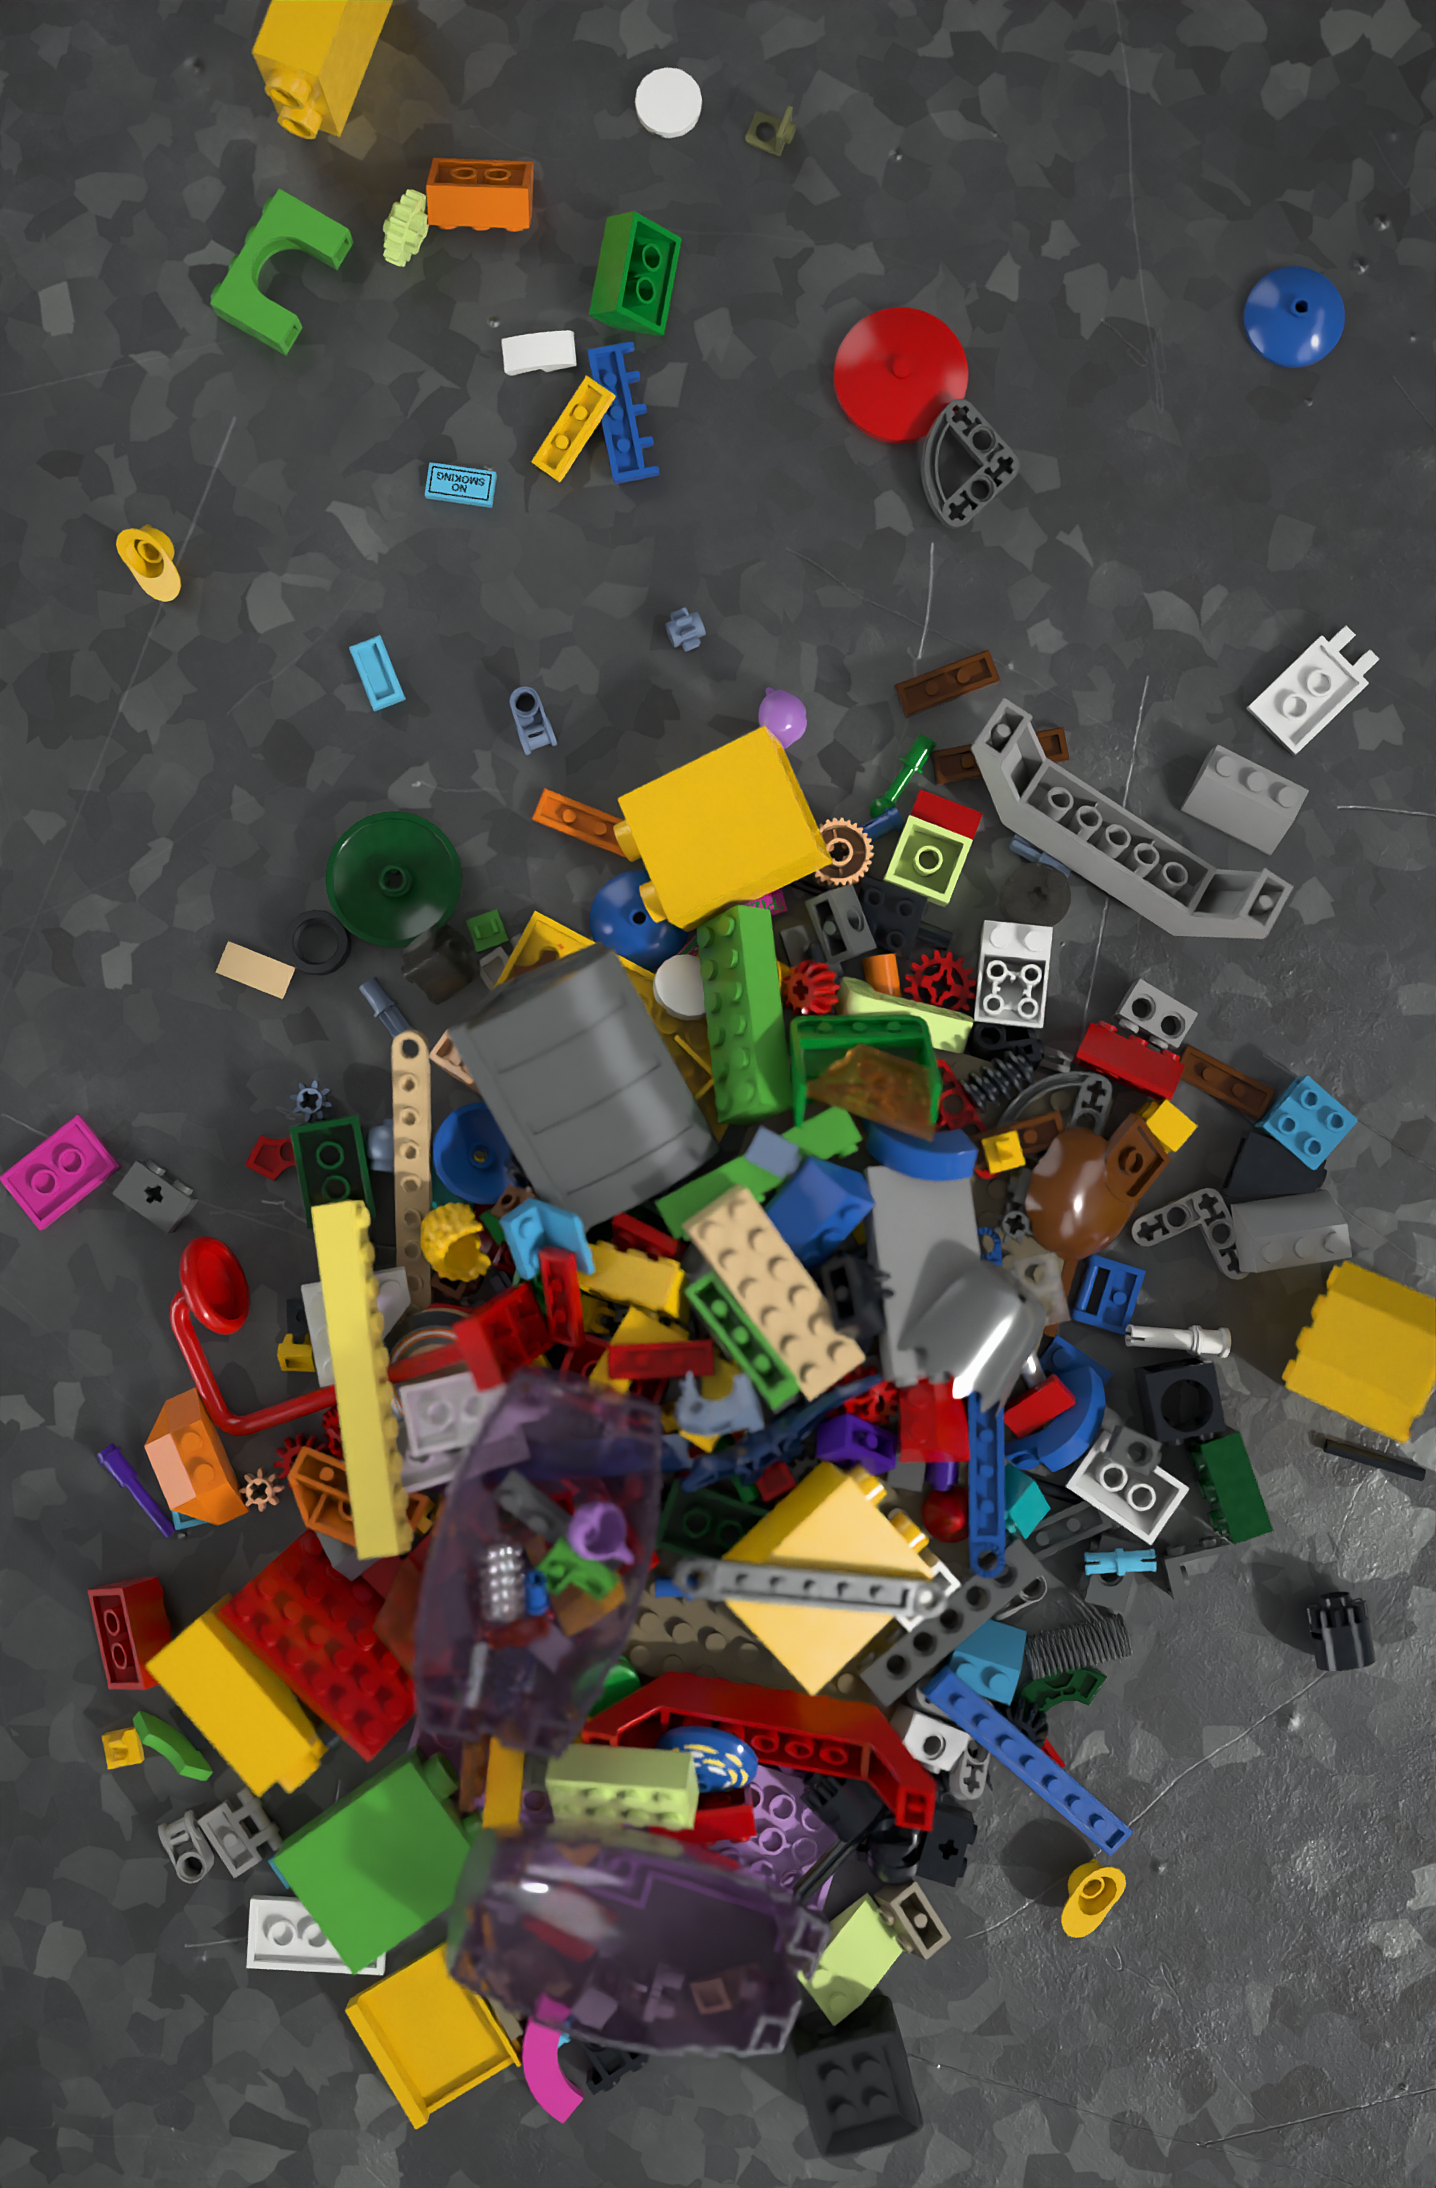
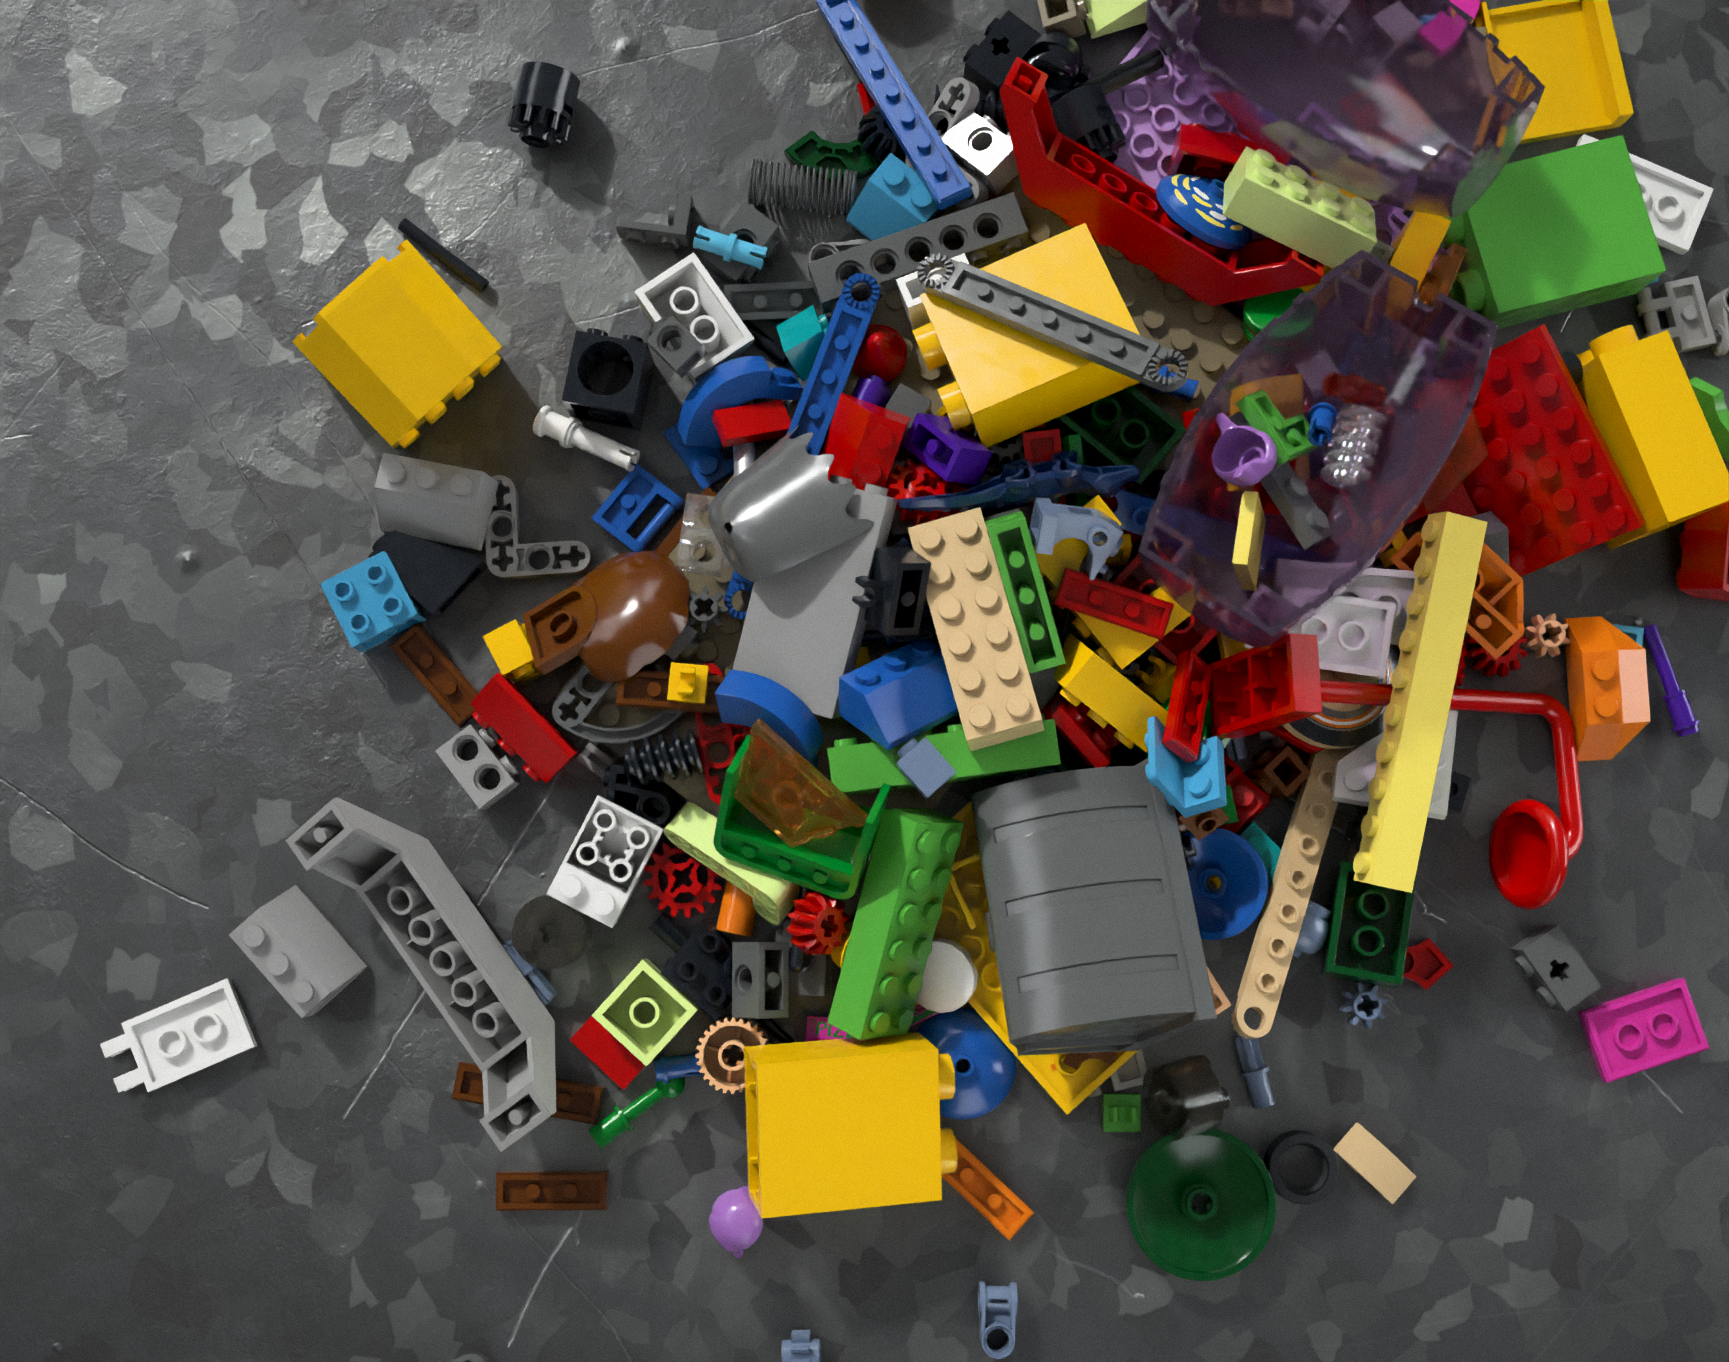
camera: 155 degrees left, 5 degrees down
(296, 1356) = (1470, 754): yellow tile -> none
(452, 1243) = (1276, 803): yellow hair -> none
(564, 1459) = (1249, 540): none -> light yellow tile
(1229, 1486) = (594, 277): dark green brick -> none

